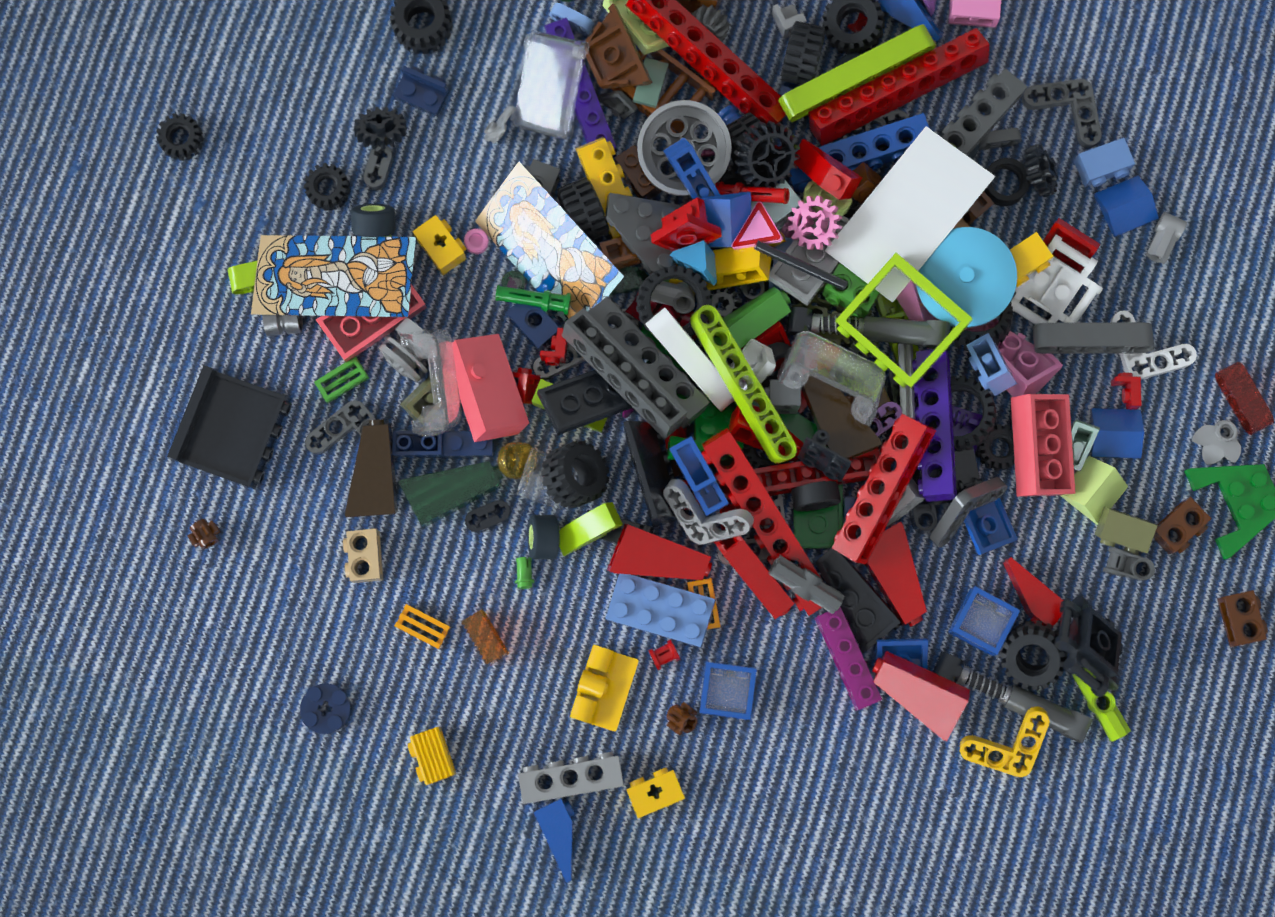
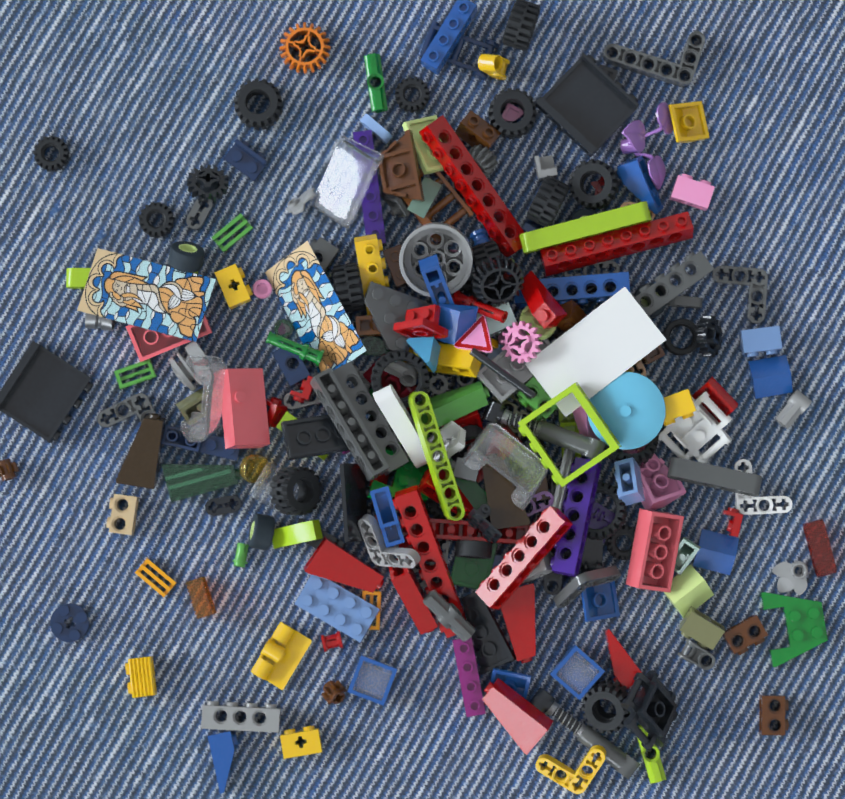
camera: 10 degrees right, 5 degrees up
(415, 178) = (244, 222): none -> bright green tile

